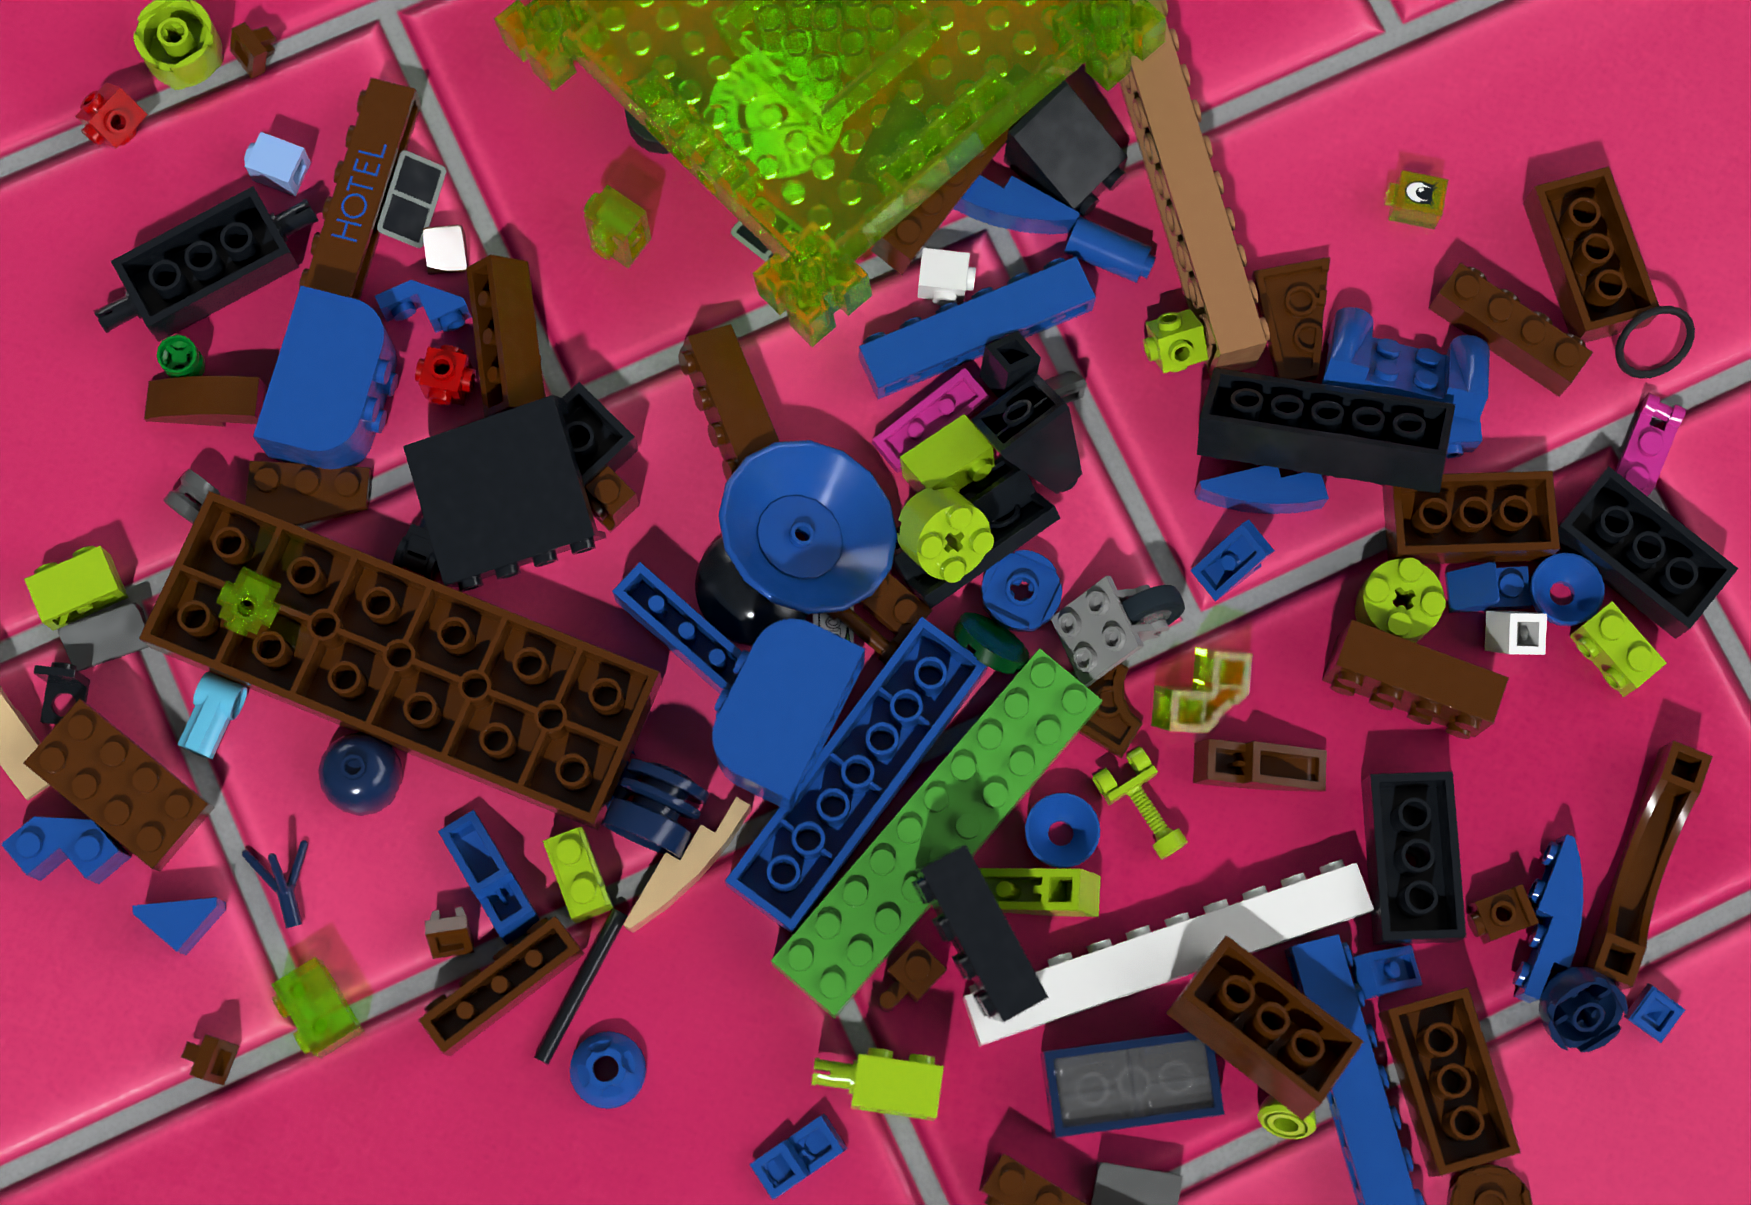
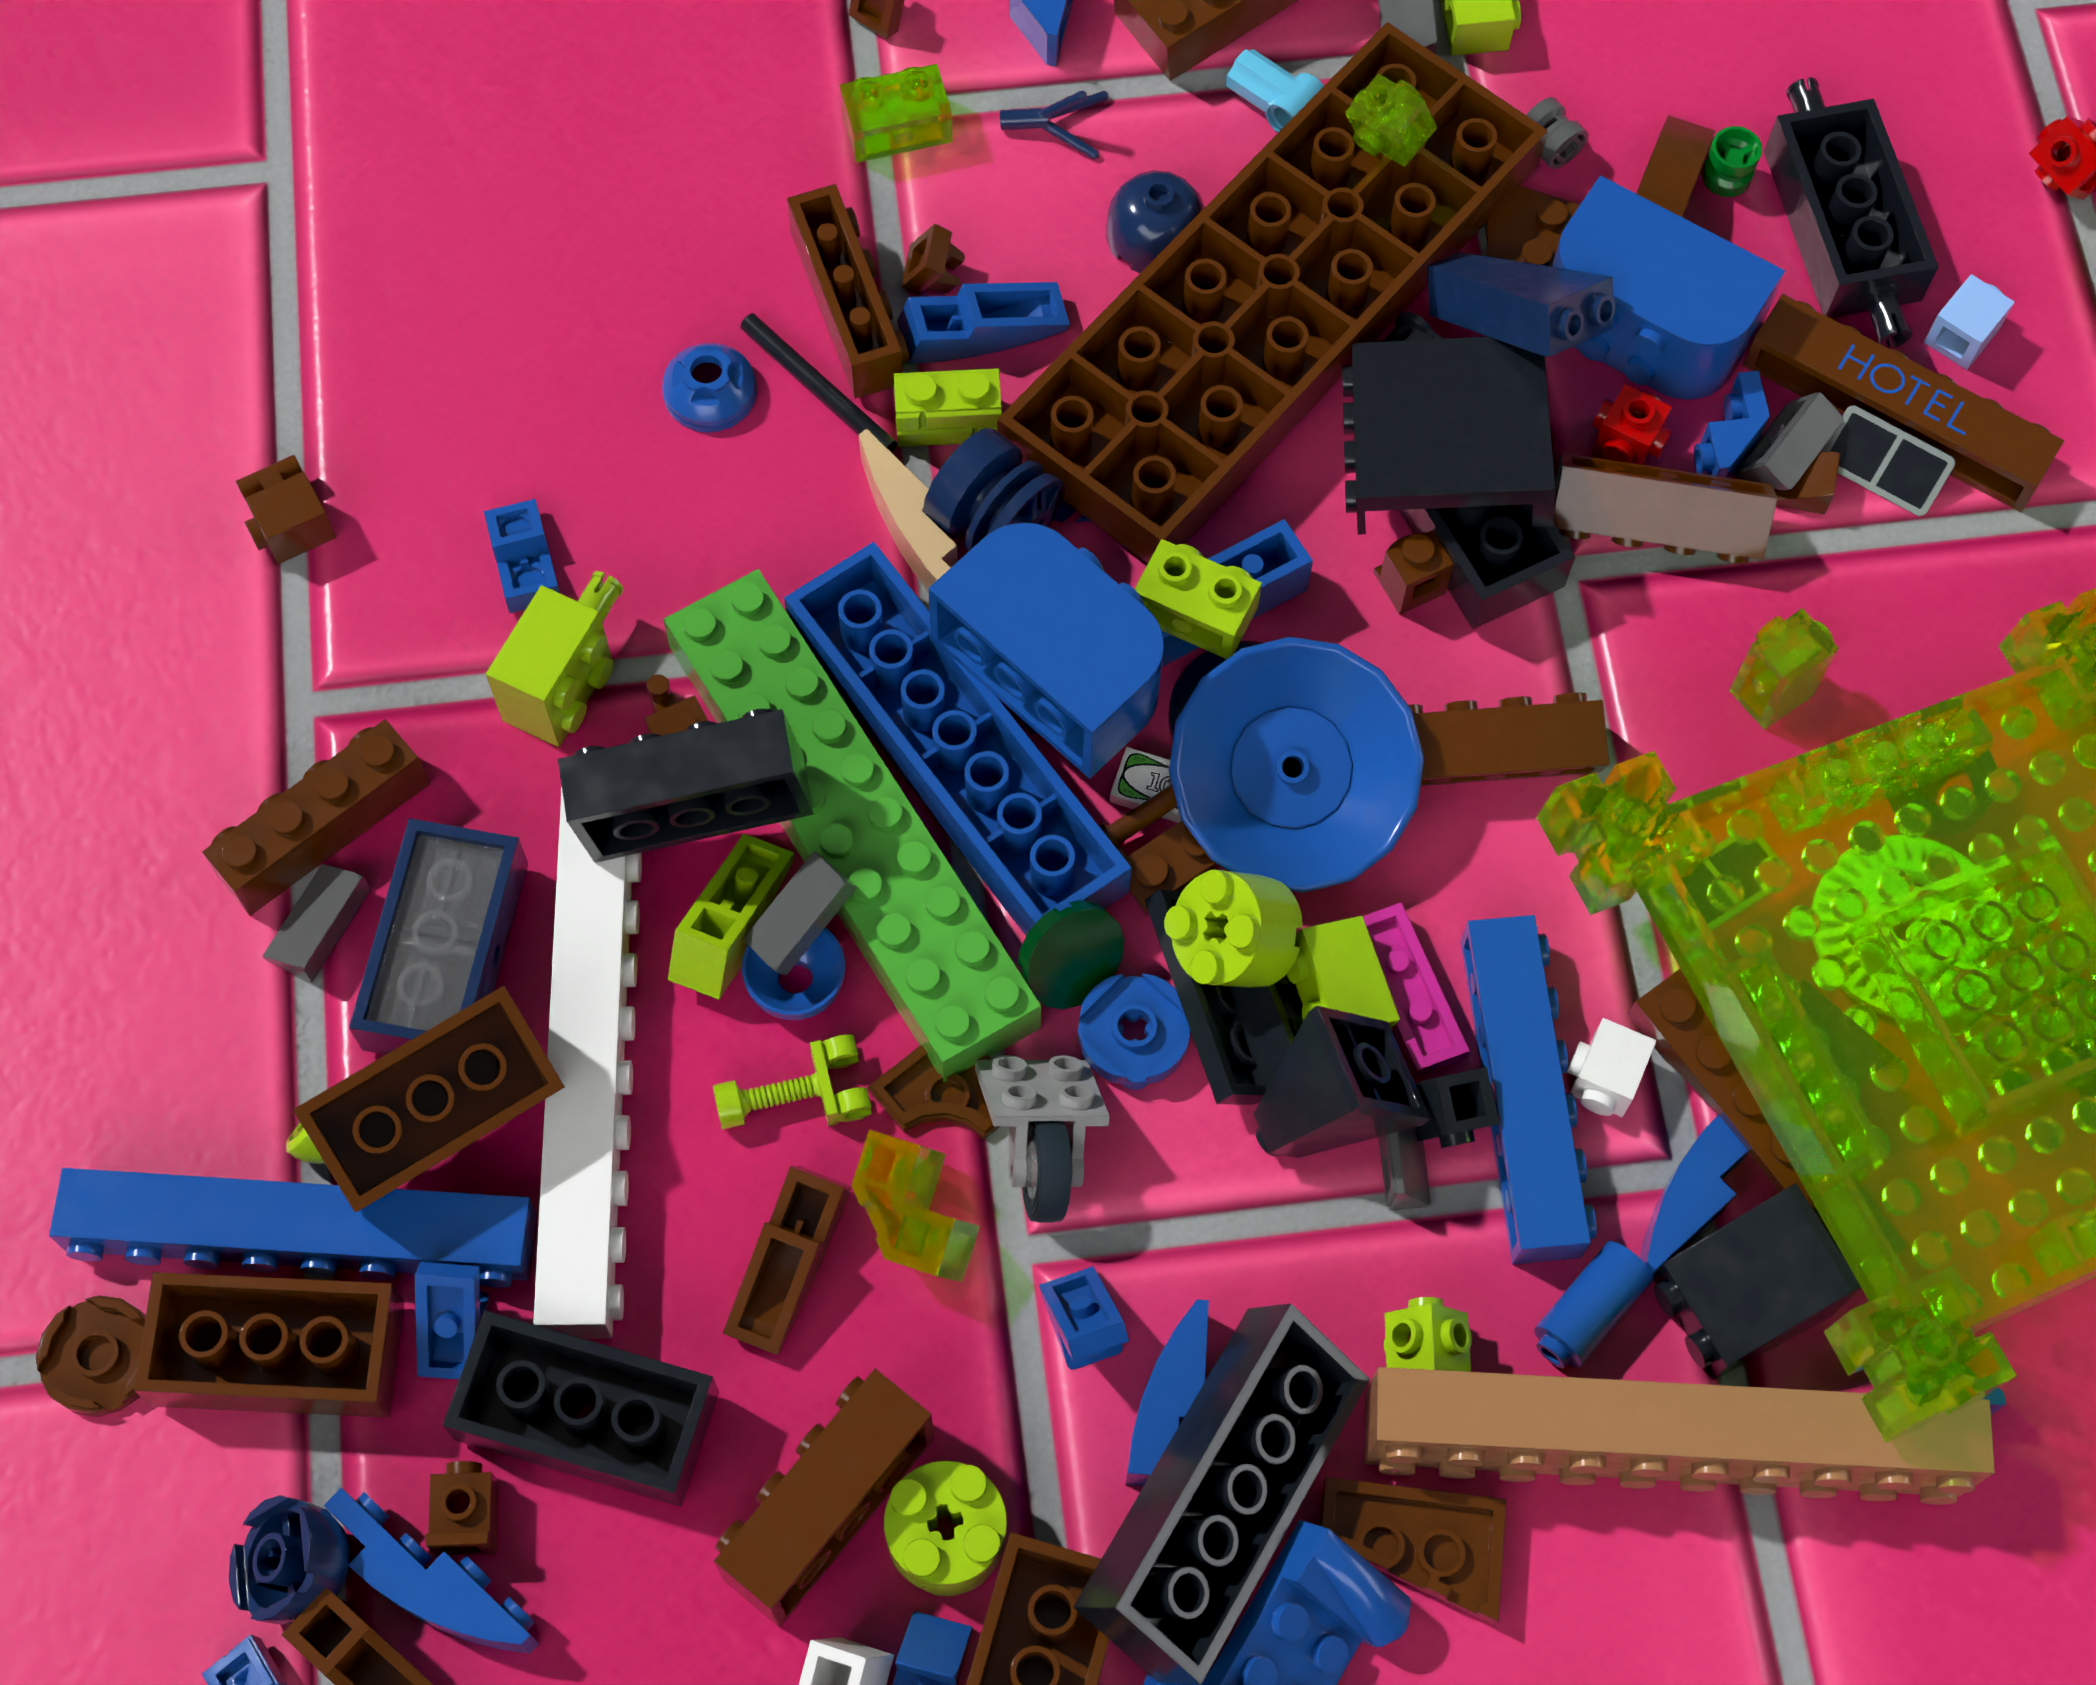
camera: 110 degrees right, 10 degrees down
(379, 469) = (1521, 301): none -> dark blue slope
(410, 259) = (1791, 442): none -> dark grey slope
(706, 627) = (1199, 597): none -> lime brick
(1032, 832) = (799, 913): none -> dark grey slope

